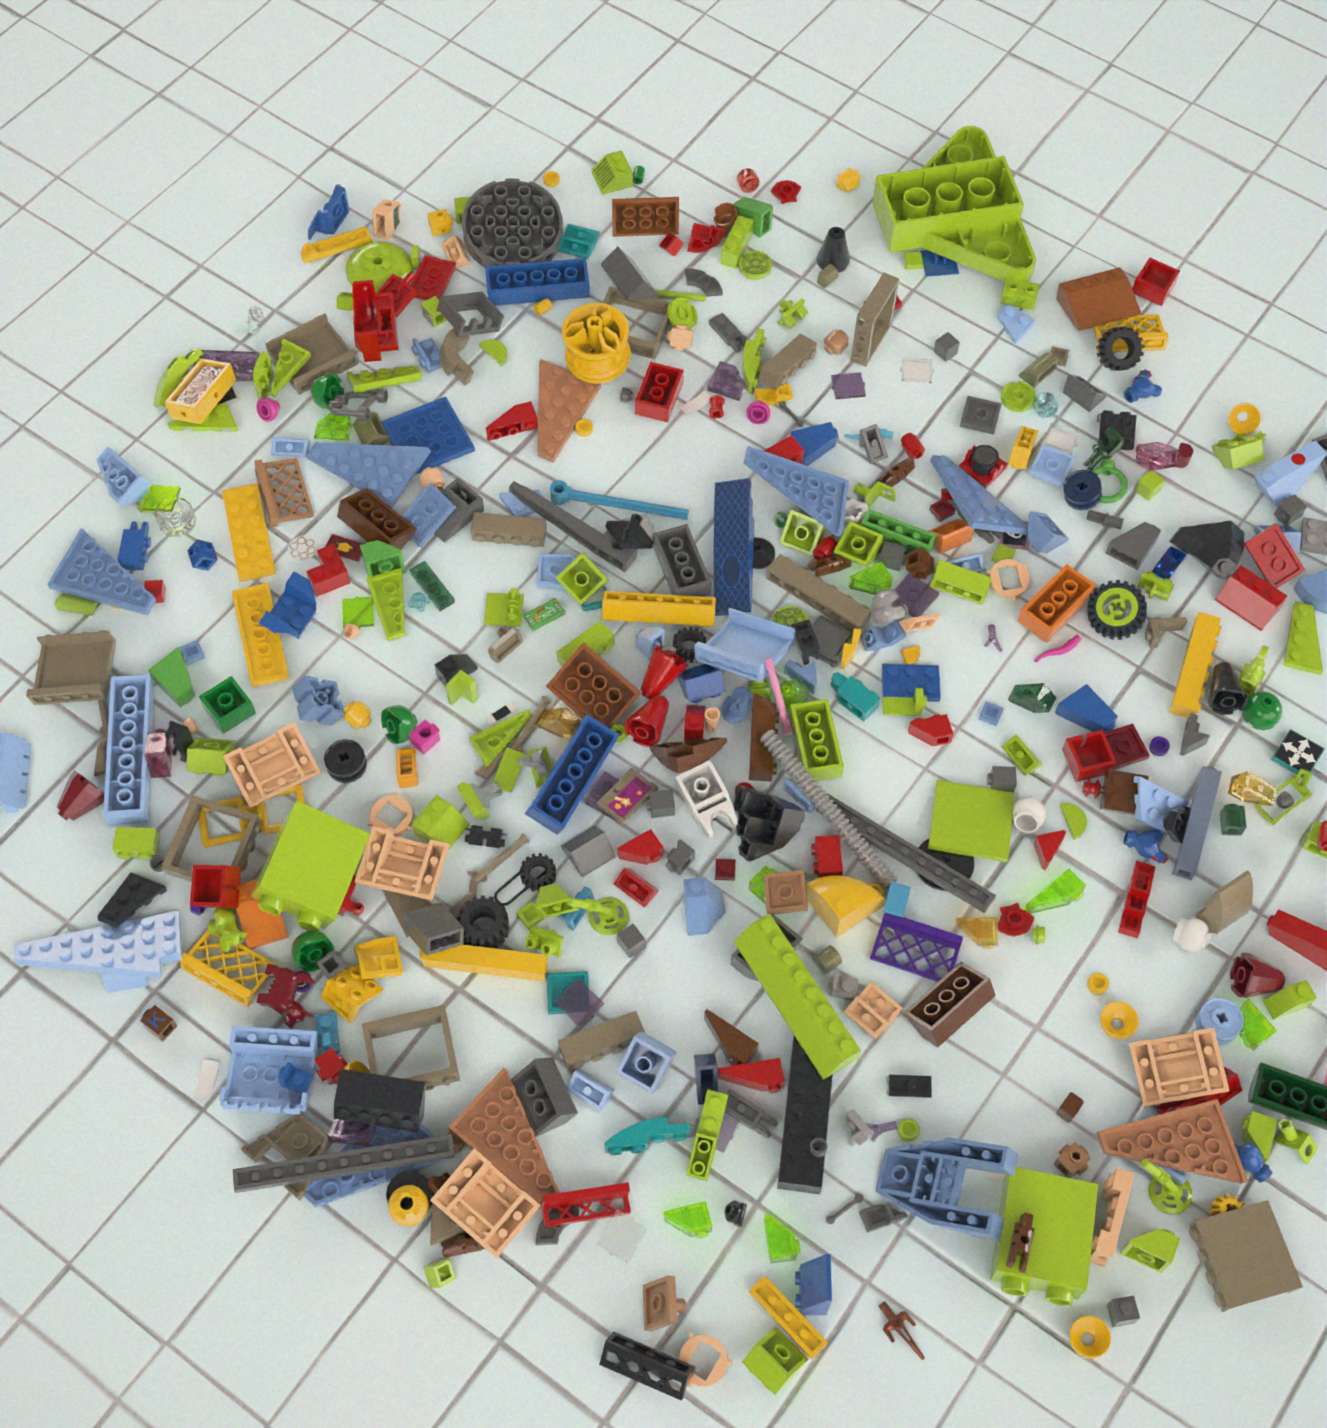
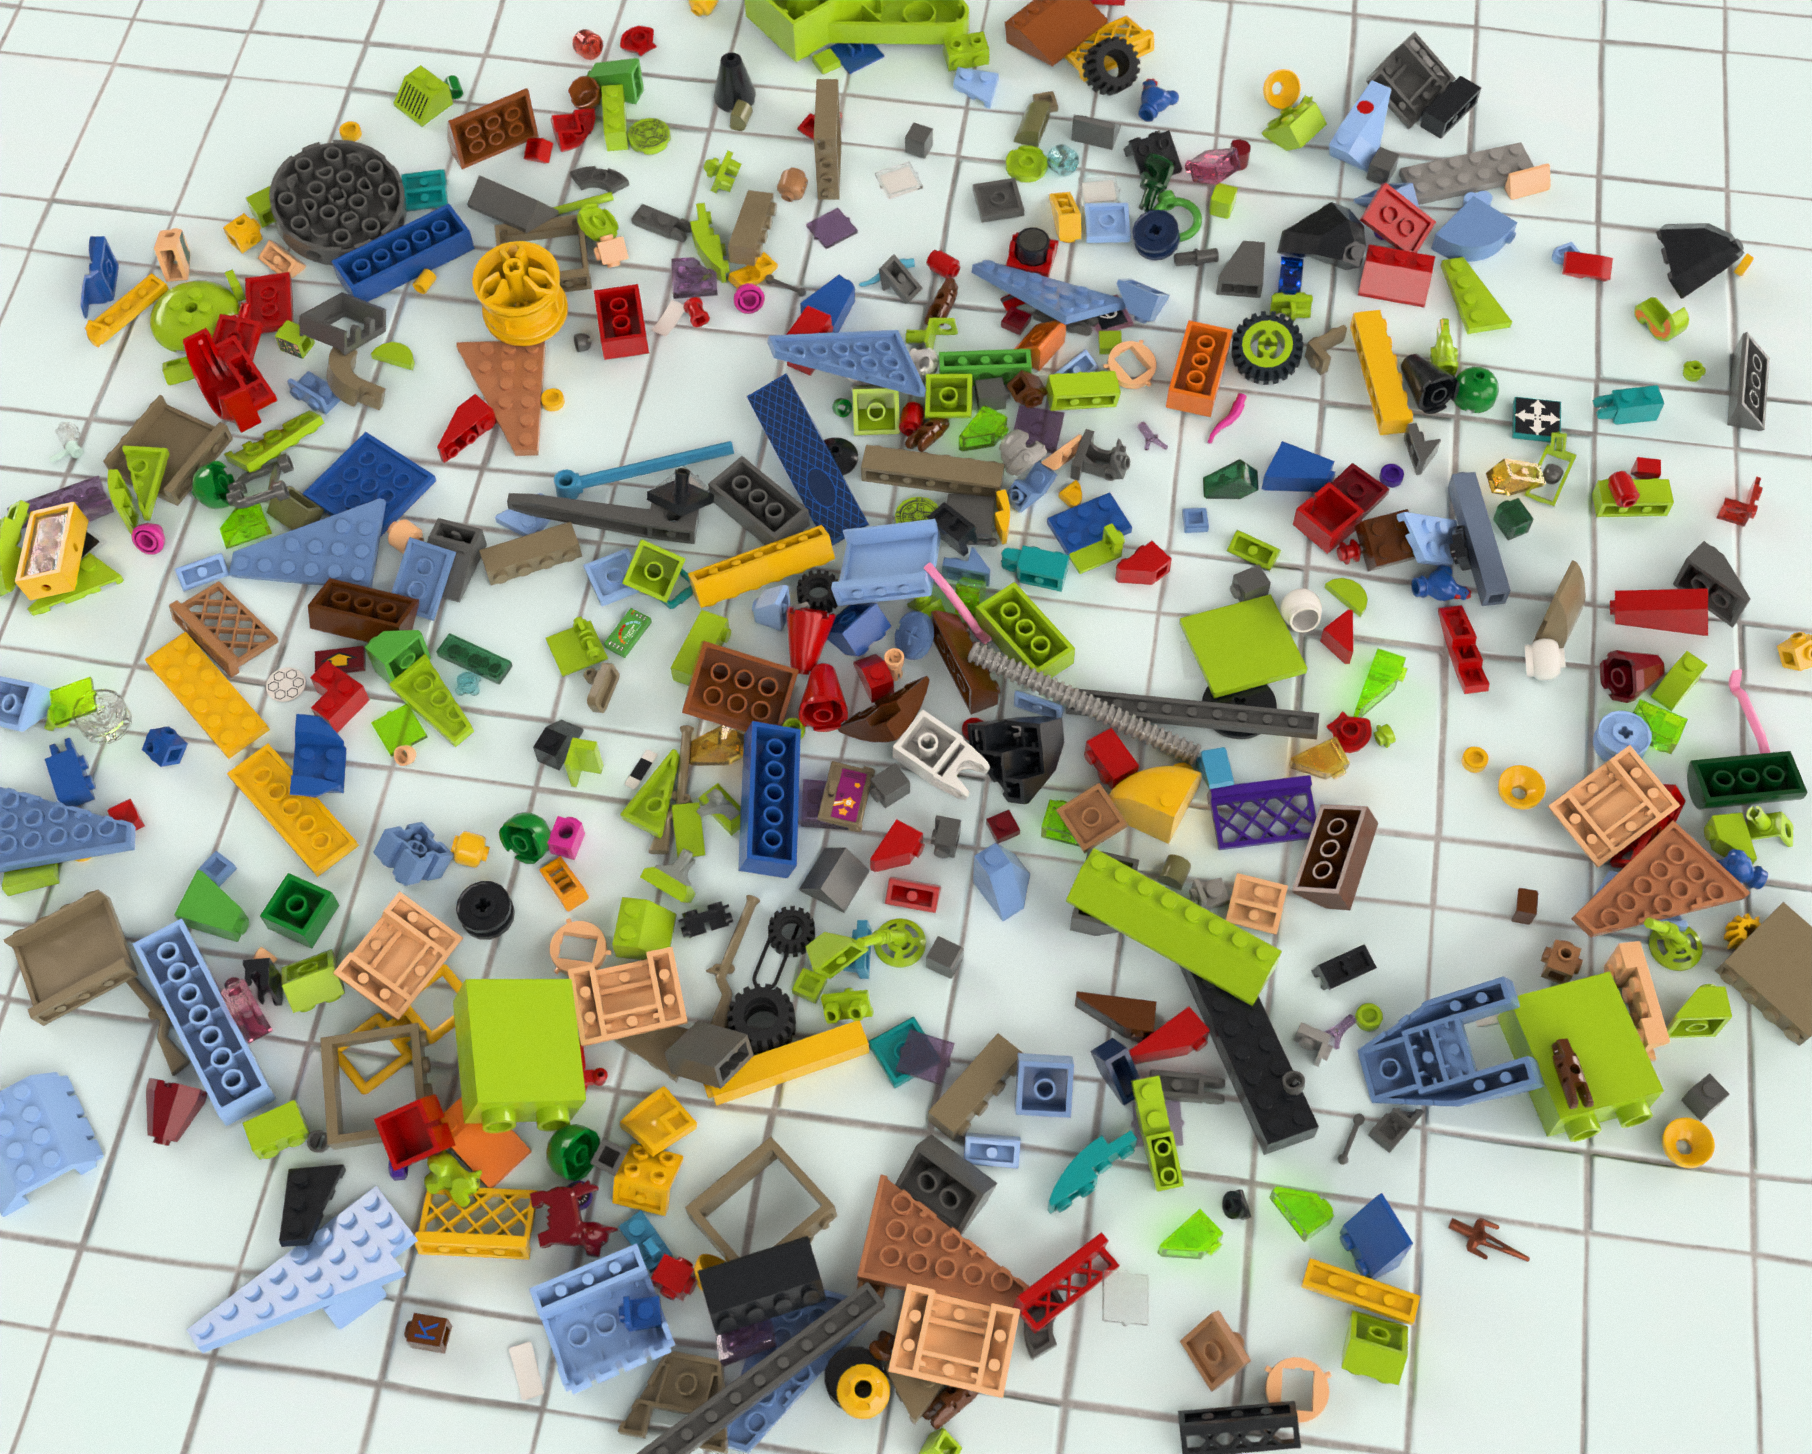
camera: 25 degrees left, 0 degrees up
(938, 631) = (1088, 454): none -> dark grey tile

